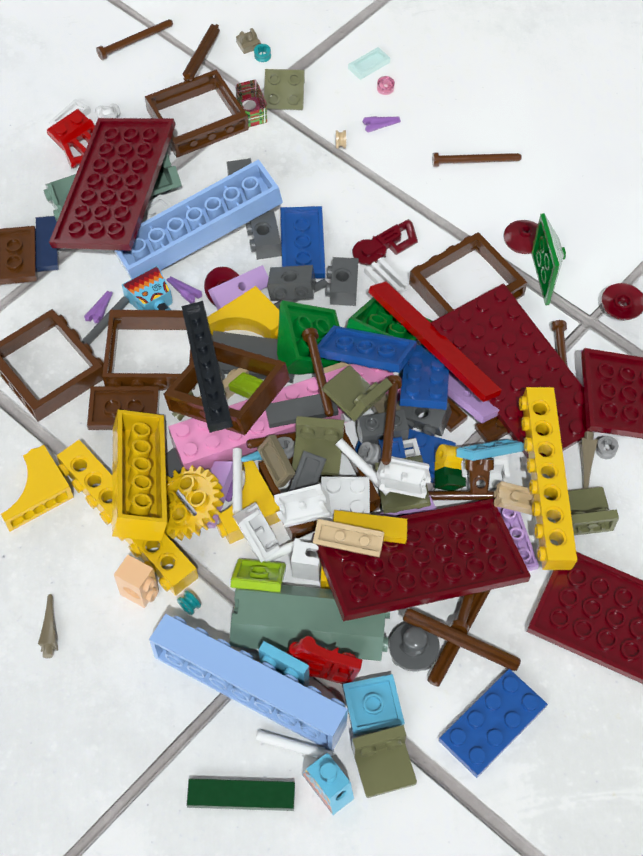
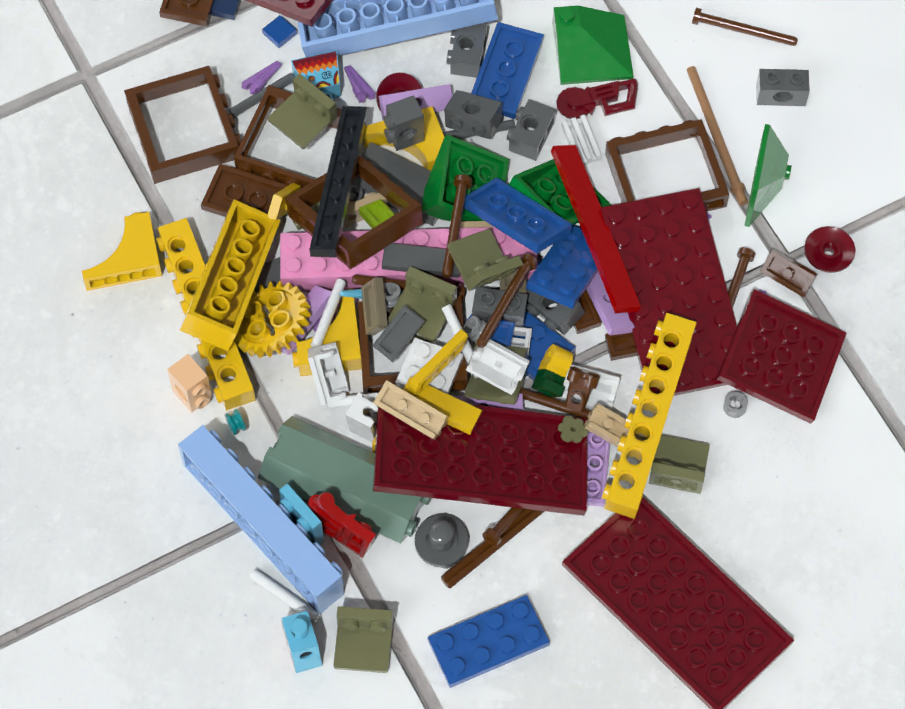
camera: 20 degrees right, 5 degrees up
(48, 635) = (87, 409): dark tan piece -> none
(100, 267) = (279, 31): none -> blue tile
(151, 320) = (304, 113): none -> olive bracket
(158, 400) = (278, 204): none -> yellow plate
(241, 302) = (404, 123): none -> dark grey brick
(241, 794) = (215, 623): dark green tile -> none
(258, 575) = (313, 418): lime tile -> none
(303, 505) = (382, 361): white hinge -> none
(355, 490) = (438, 363): none -> yellow tile
(361, 205) = (591, 45): none -> green slope
(373, 705) = (376, 582): medium azure plate -> none
(461, 639) = (489, 550): reddish brown axle -> none
(487, 511) = (572, 429): none -> olive plant
(490, 449) = (602, 366): medium azure tile -> none
(520, 236) = (745, 139): dark red dish -> none
(528, 191) = (782, 87): none -> dark grey brick
(528, 276) = (737, 188): none -> medium nougat bar
(587, 451) = (712, 402): dark tan piece -> none
(600, 329) = (788, 272): none -> plate

